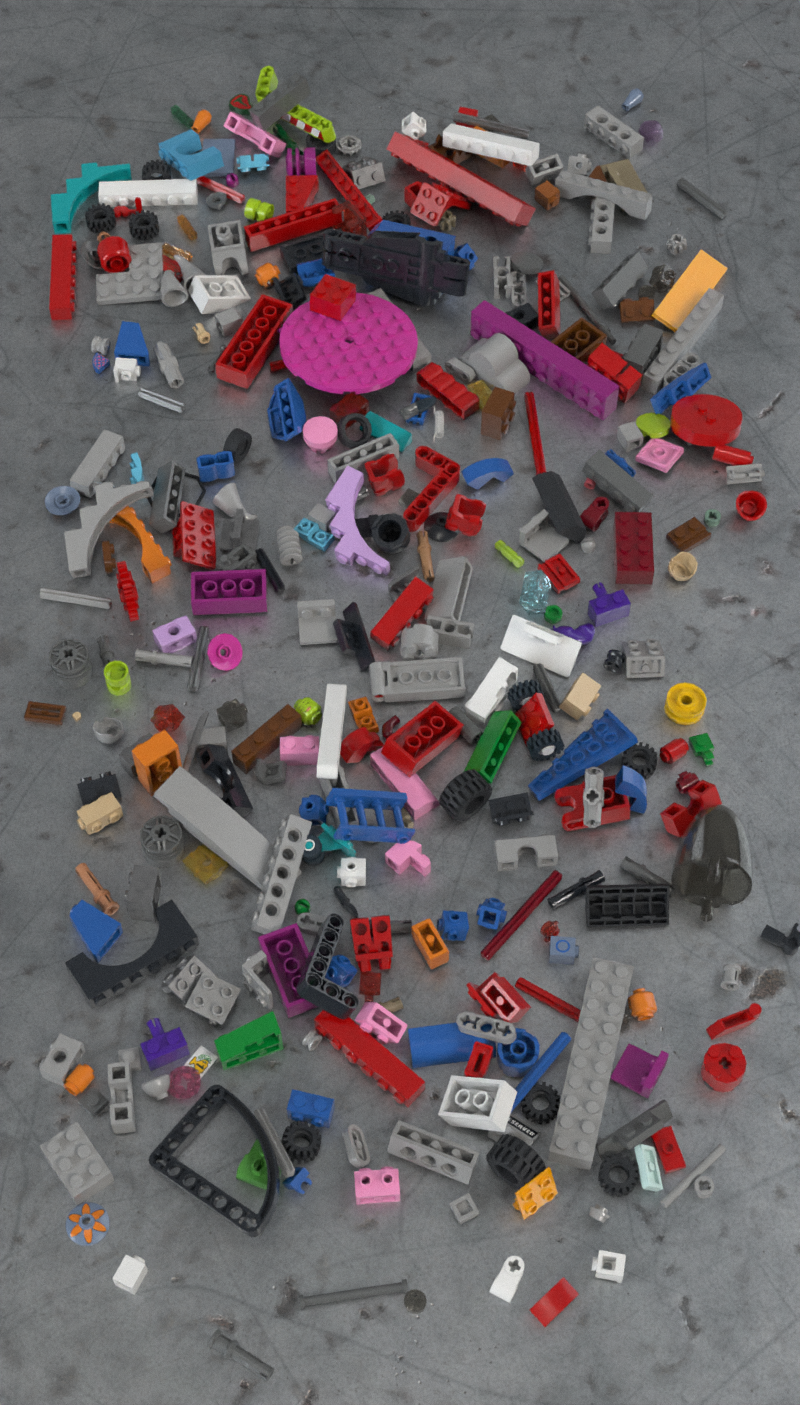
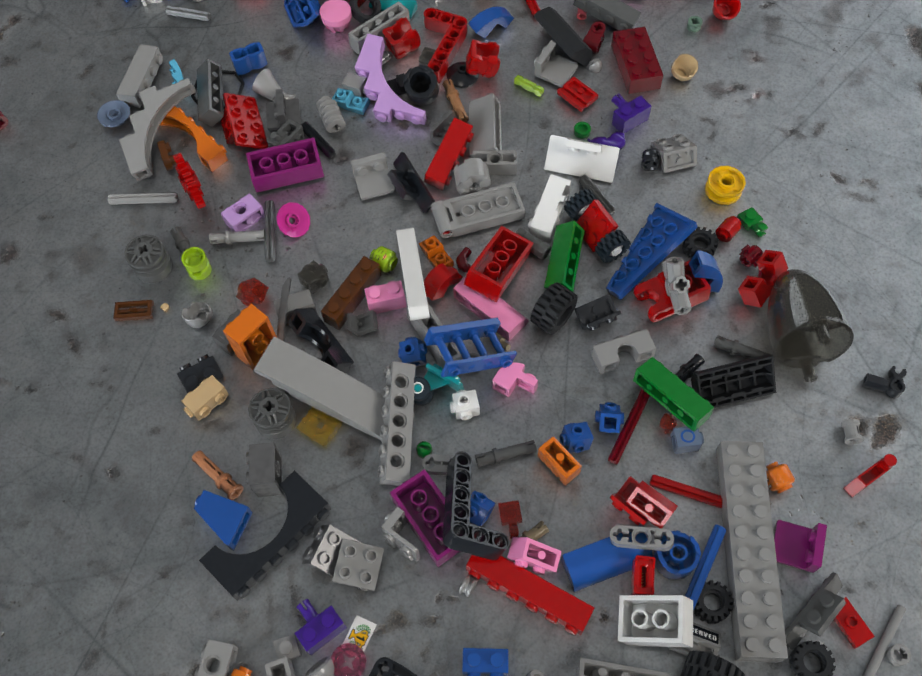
camera: 10 degrees left, 5 degrees up
(238, 443) = (265, 34): black tyre -> none
(249, 1042) = (405, 603): green wedge -> none
(345, 901) = (464, 435): black piece -> none
(375, 947) = (506, 477): red hips -> none
(535, 592) = (562, 113): clear light blue brick -> none
(559, 902) = (673, 394): none -> green brick
(579, 696) = (630, 196): tan brick -> none
(648, 1167) = (842, 653): light aqua plate -> none
(688, 535) = (679, 41): reddish brown plate -> none
(722, 1056) = (878, 524): red brick -> none

